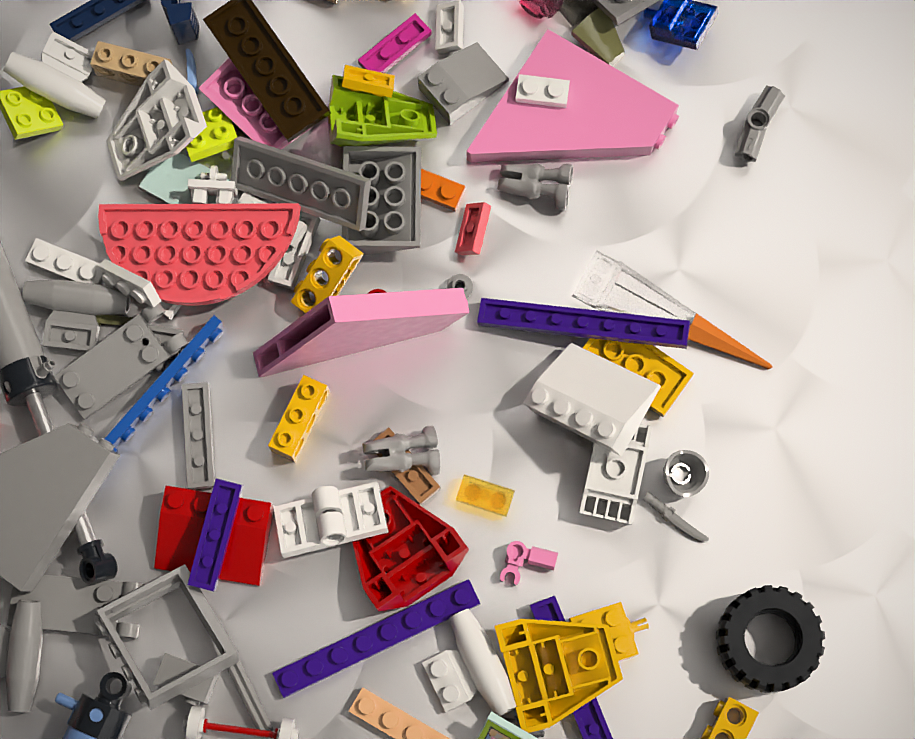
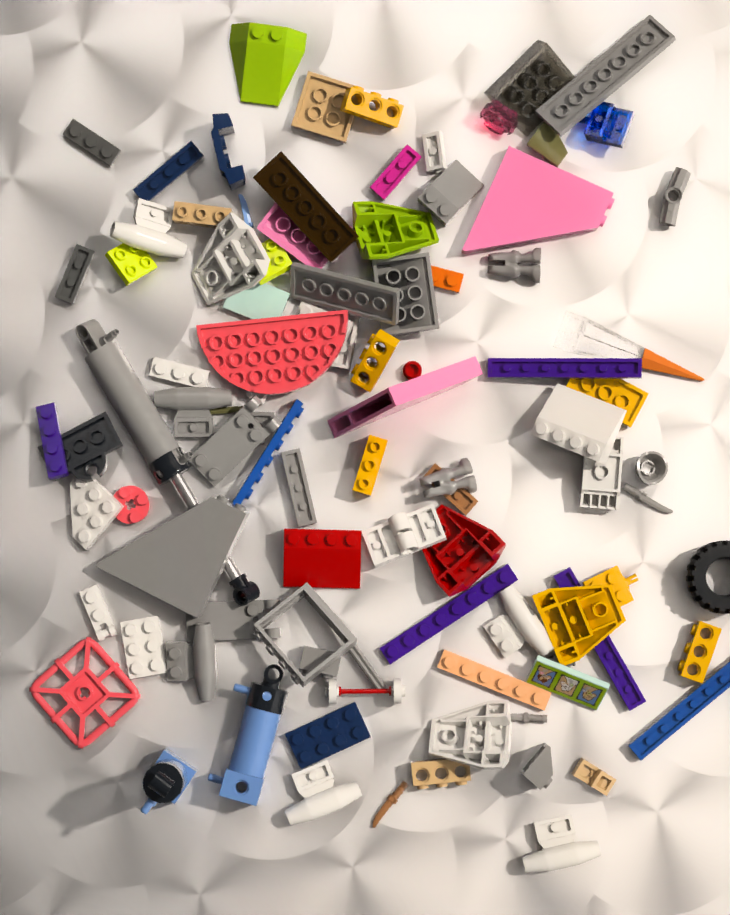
camera: 15 degrees left, 10 degrees up
(129, 283) = (232, 385): white plate -> none
(213, 185) = (270, 305): white hips -> none
(215, 534) = (327, 559): dark purple plate -> none
(368, 81) = (381, 204): yellow plate -> none
(460, 278) = (466, 346): light grey plate -> none
(473, 228) = (474, 306): coral plate -> none
(485, 495) = (511, 502): clear yellow plate -> none
(536, 556) = (539, 541): bright pink bar -> none
(542, 91) = (512, 196): white plate -> none

